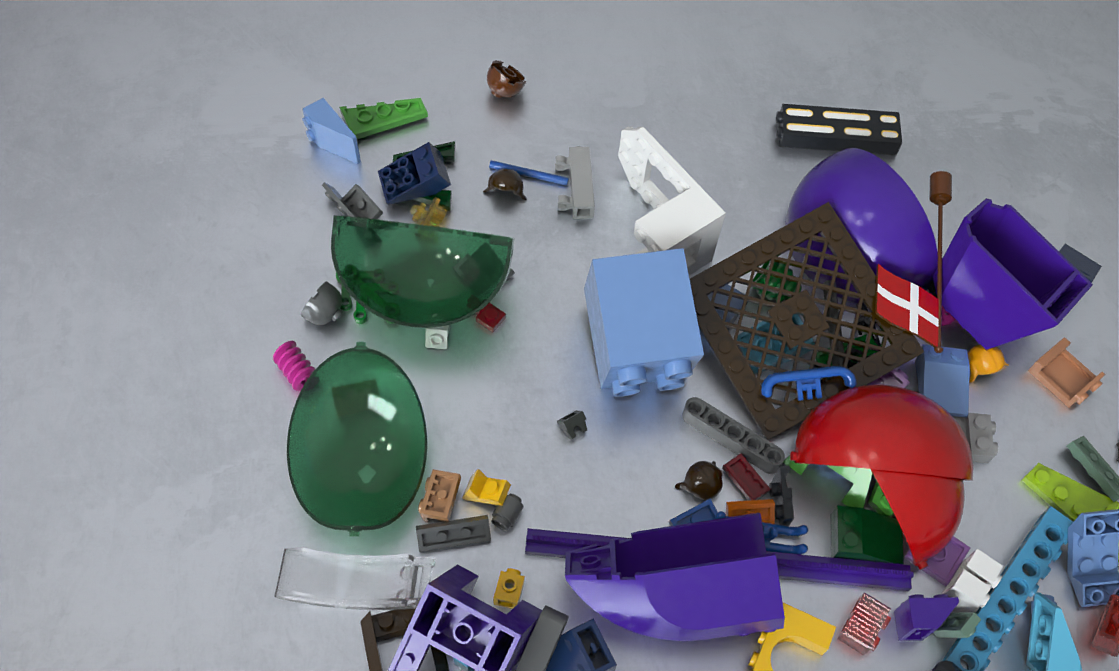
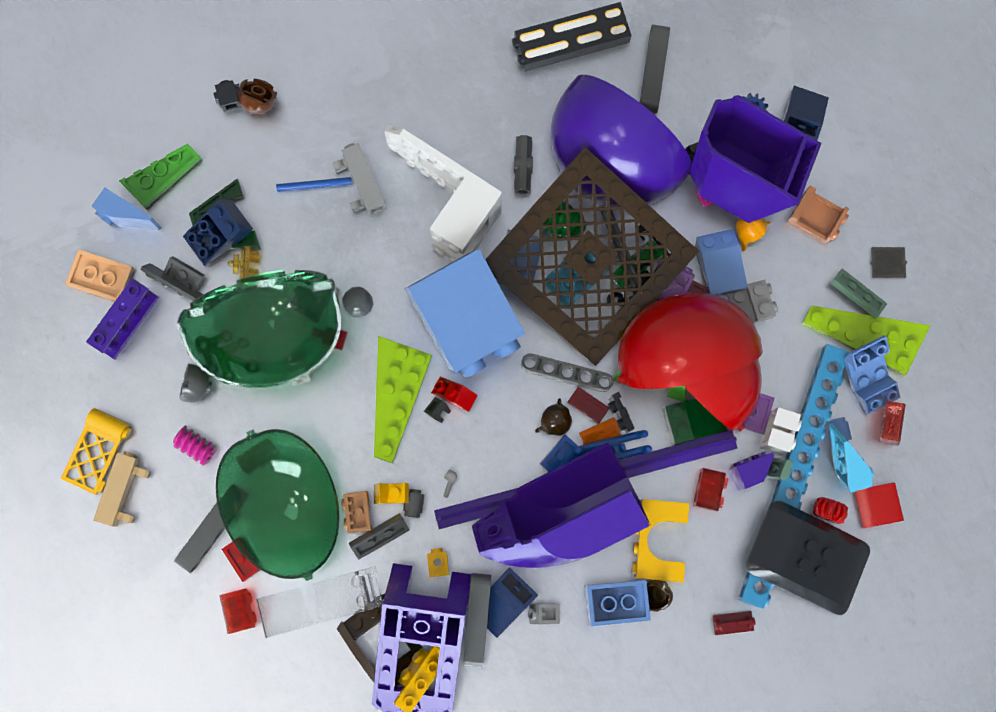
camera: 20 degrees left, 20 degrees up
(192, 381) = (117, 490): none -> tan brick
(211, 315) = (106, 427): none -> yellow piece
(253, 466) = (201, 541): none -> dark grey beam
(257, 556) = (238, 611): none -> clear red bracket
(278, 181) = (98, 275): none -> light nougat plate
(286, 504) = (239, 562): none -> red plate
(288, 229) = (122, 319): none -> dark purple fence
(476, 73) = (227, 95): none -> black brick
(506, 180) = (299, 205): dark brown hair -> none
(529, 290) = (357, 301): none -> dark grey hair
(538, 386) = (397, 387): none -> lime wing
(561, 501) = (451, 477): none -> light grey hand
(599, 412) = (454, 393): none -> red slope
(751, 221) = (523, 164): none -> dark grey piece
(808, 380) = (612, 310): blue piece -> none
(909, 304) = (678, 215): flag -> none
(923, 169) = (654, 67): none -> dark grey beam

